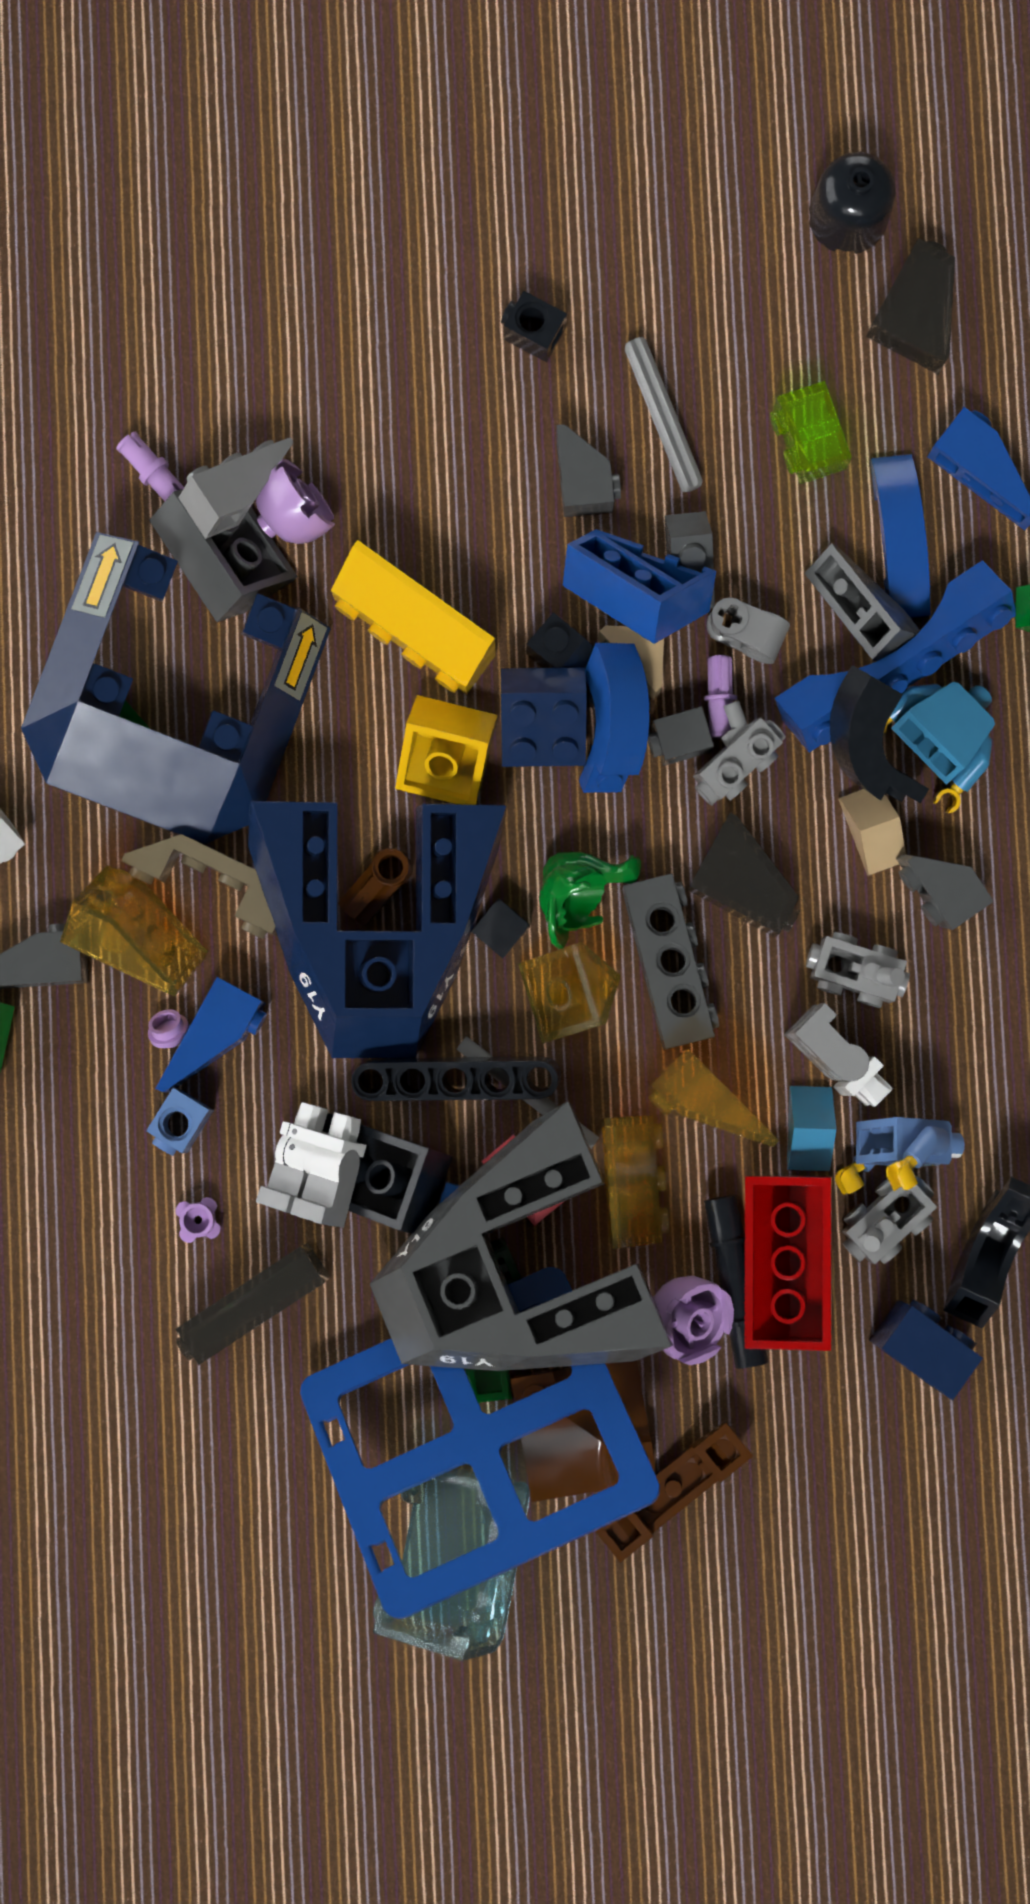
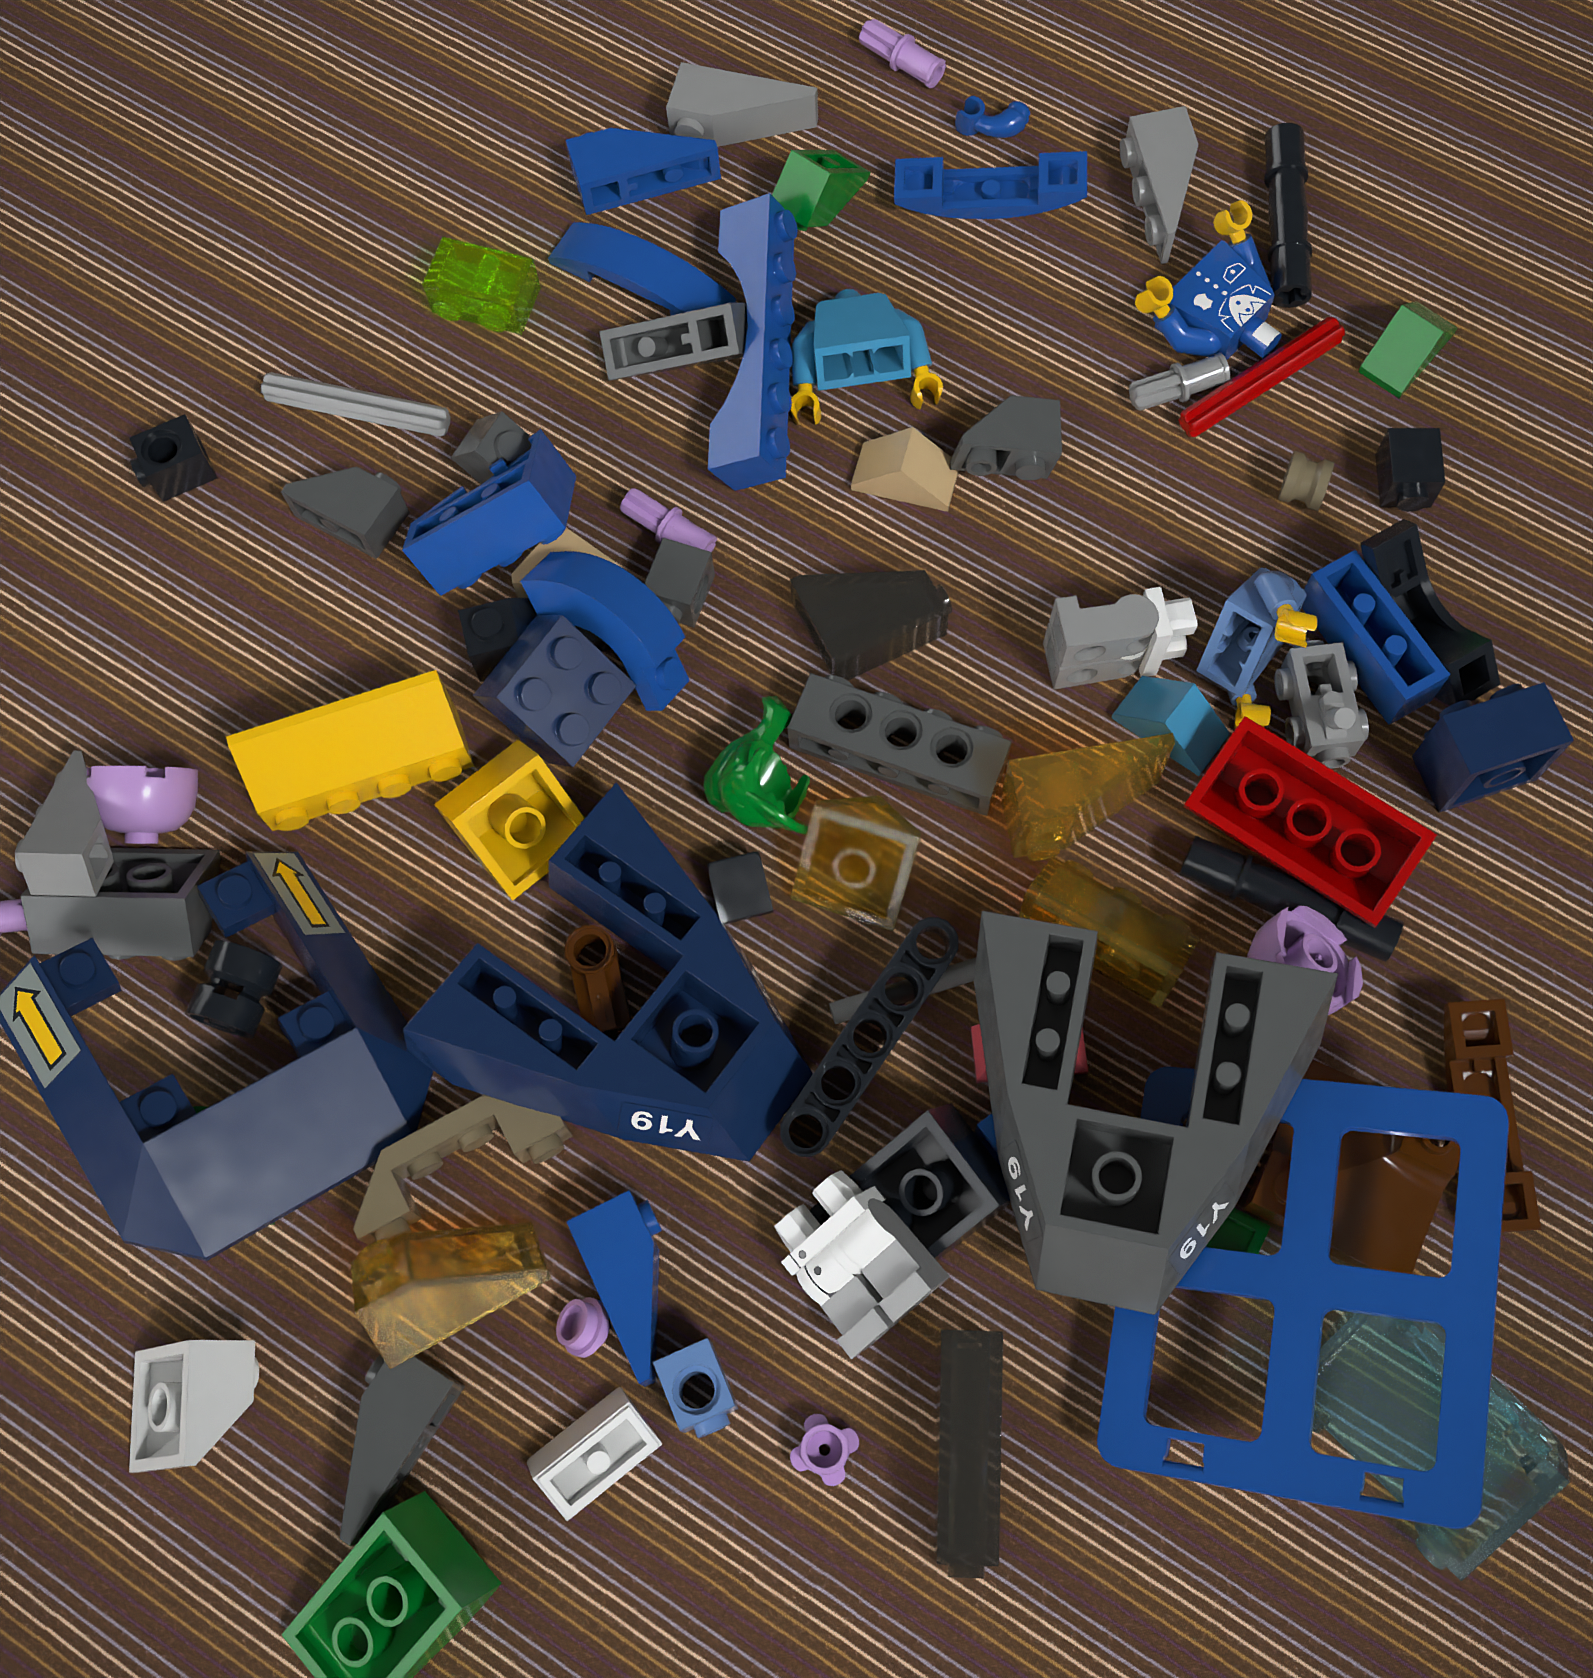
camera: 50 degrees left, 15 degrees down
(103, 1086) = (592, 1453): none -> white slope
(228, 658) = (241, 971): none -> black wheel
(745, 749) = (739, 530): light grey brick -> none
(752, 630) = (623, 453): light grey piece -> none
(848, 213) = (302, 117): black cylinder -> none
(857, 737) = (806, 407): black arch -> none
(871, 973) = (1041, 566): light grey brick -> none
(919, 308) = (448, 130): clear smoke slope -> none
(958, 1223) = (1388, 652): none -> blue brick

